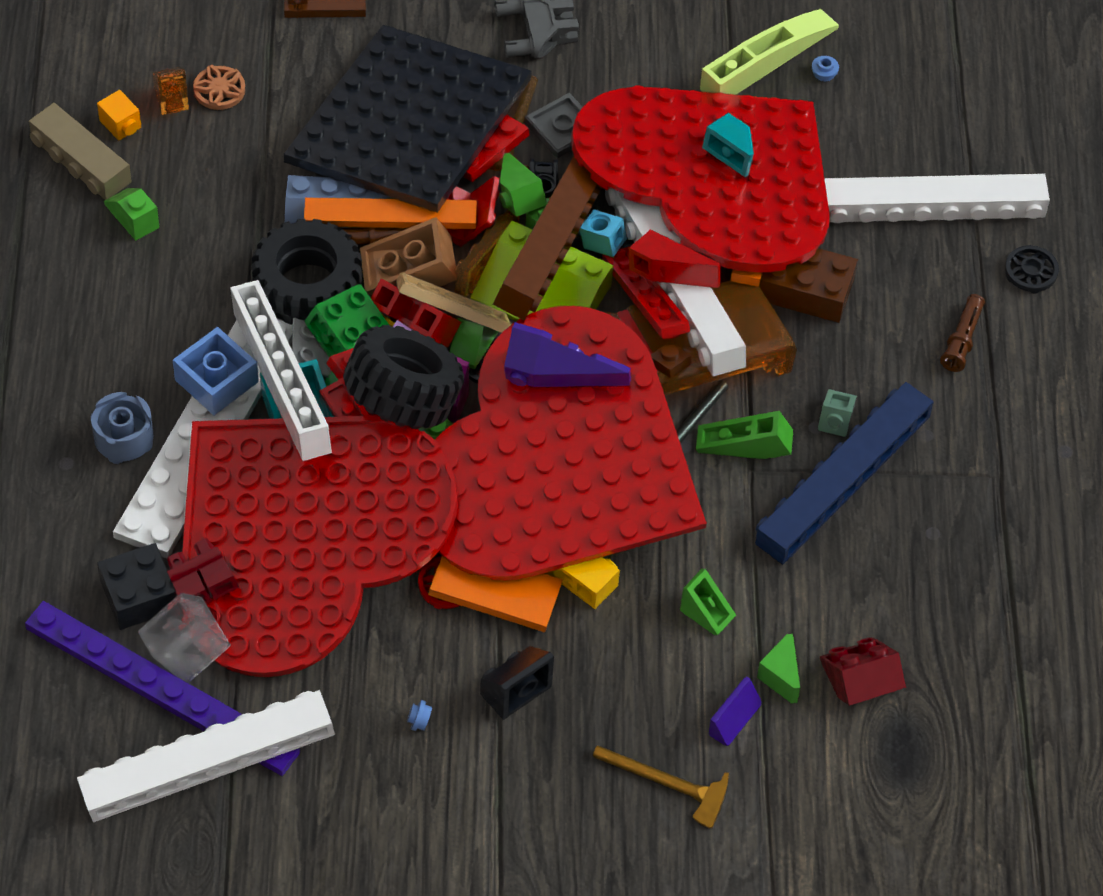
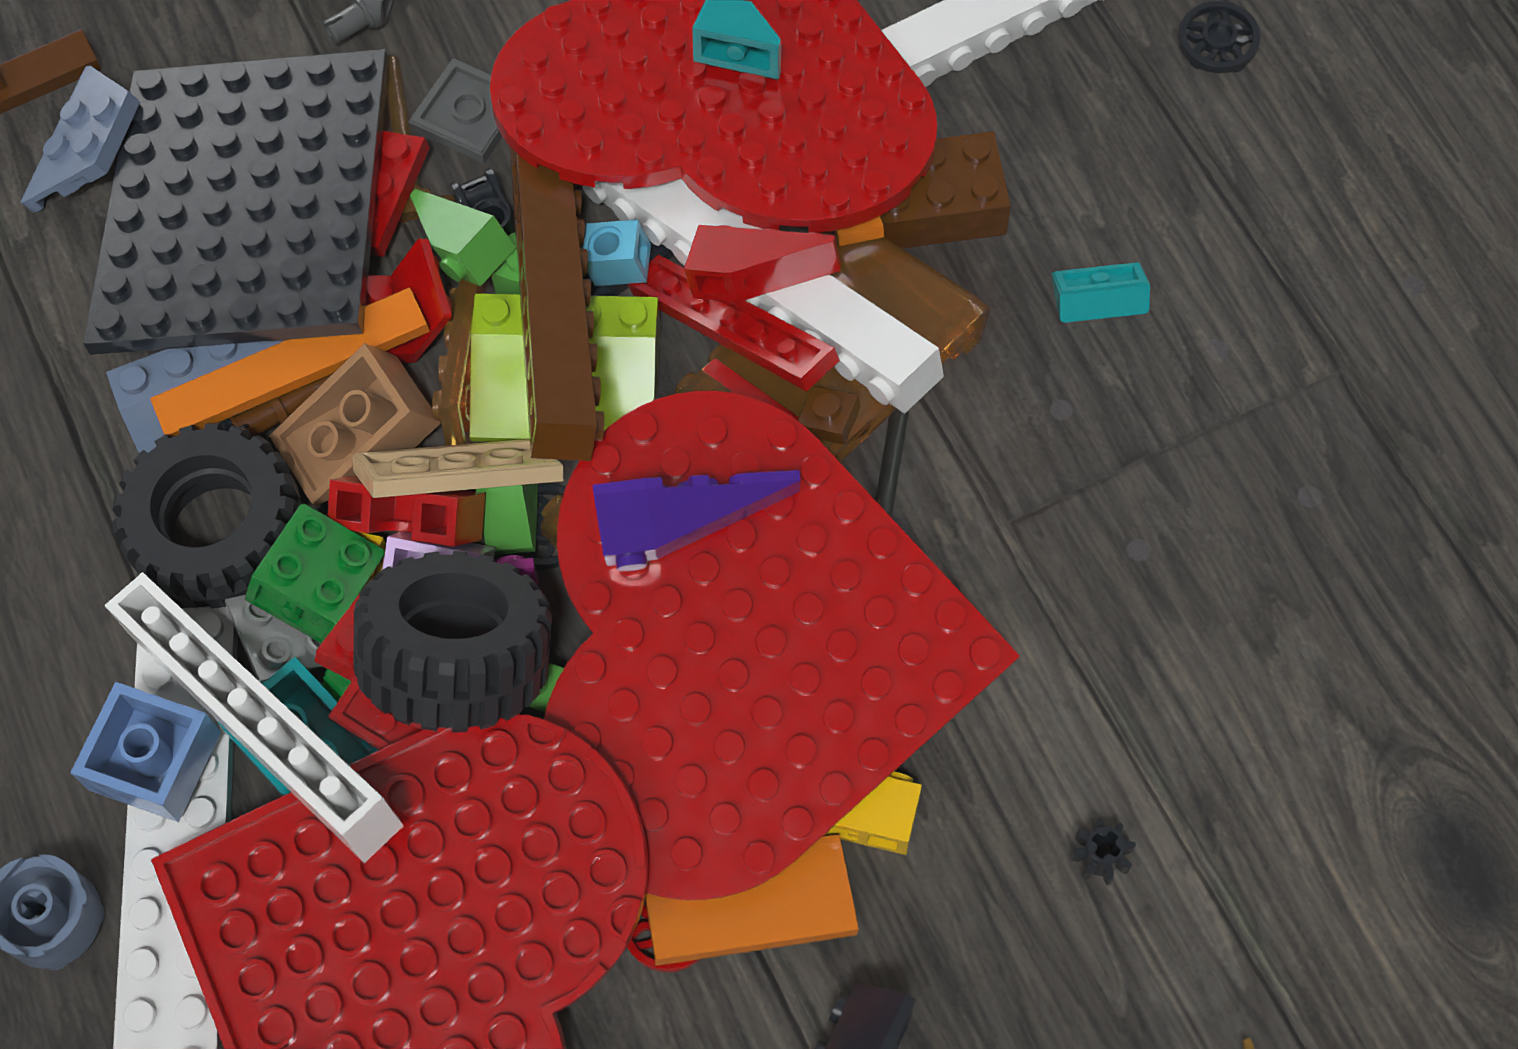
camera: 20 degrees left, 10 degrees up
(337, 49) = (84, 139): none -> sand blue wing
(702, 650) = (1103, 835): none -> black gear
(706, 604) = (1070, 773): bright green slope -> none
(735, 712) = (1202, 931): dark purple slope -> none
(750, 437) = (980, 474): bright green slope -> none
(780, 670) = (1234, 826): bright green slope -> none
(836, 412) = (1083, 373): sand green bracket -> none
(843, 472) = (1145, 467): dark blue brick -> none
(863, 670) = (1347, 769): dark red slope -> none
(874, 374) = (1101, 292): none -> teal slope
(960, 342) = (1189, 188): reddish brown pin -> none

